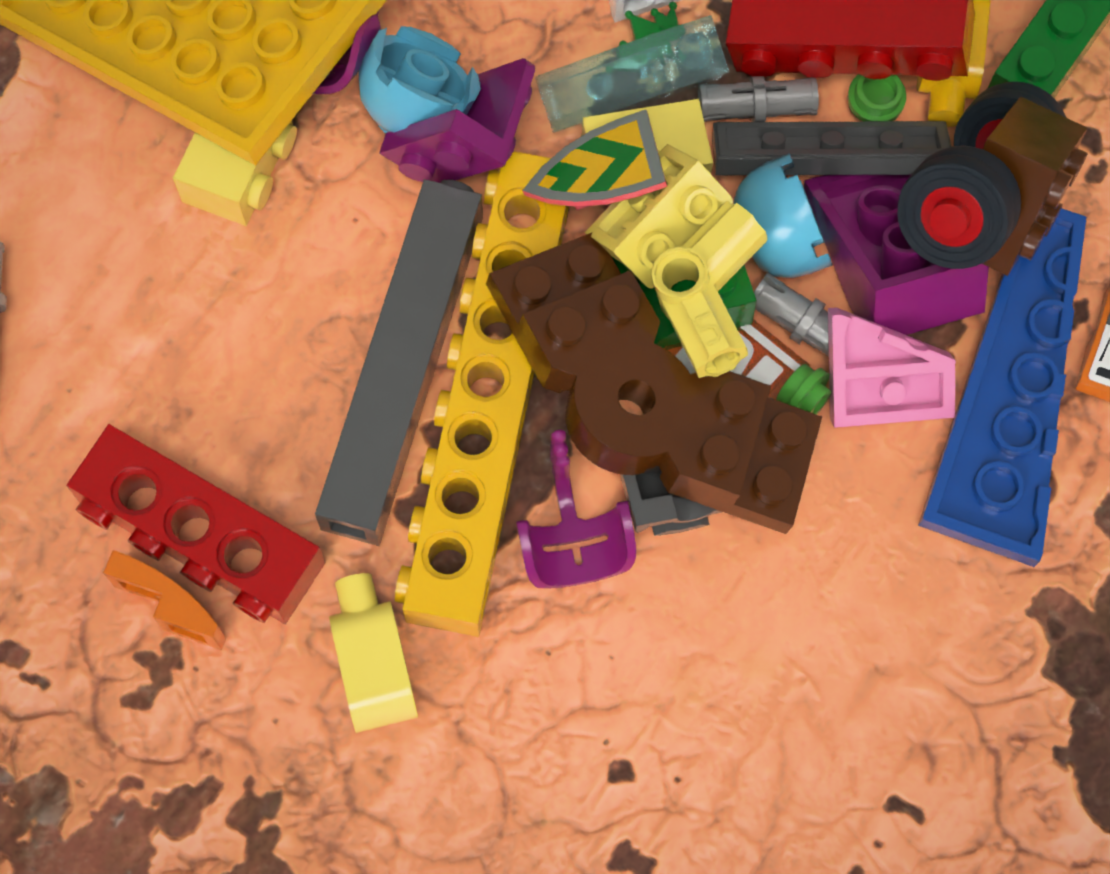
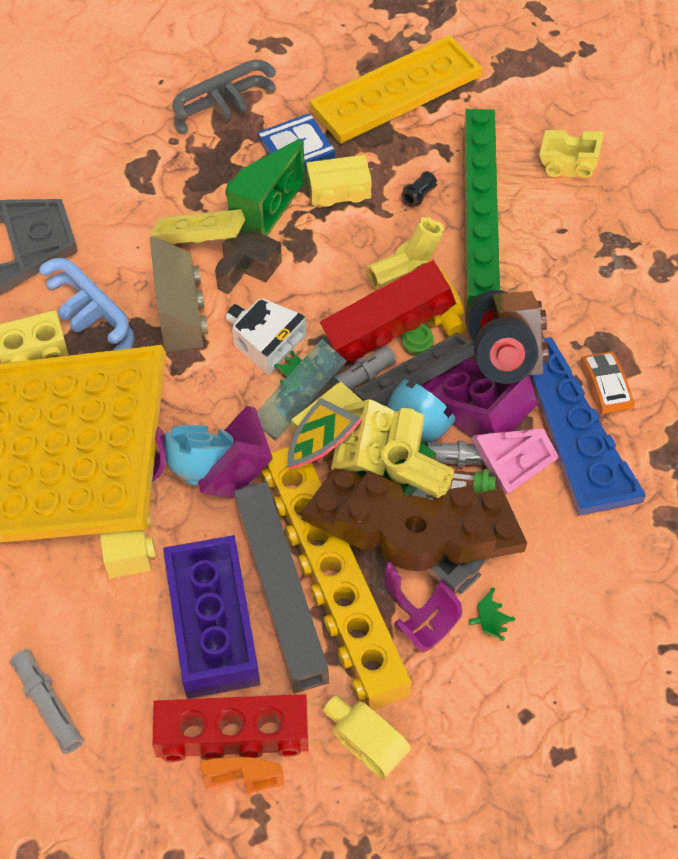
camera: 30 degrees left, 15 degrees down
(269, 348) = (211, 617): none -> dark purple brick
(673, 598) = (490, 617): none -> green piece

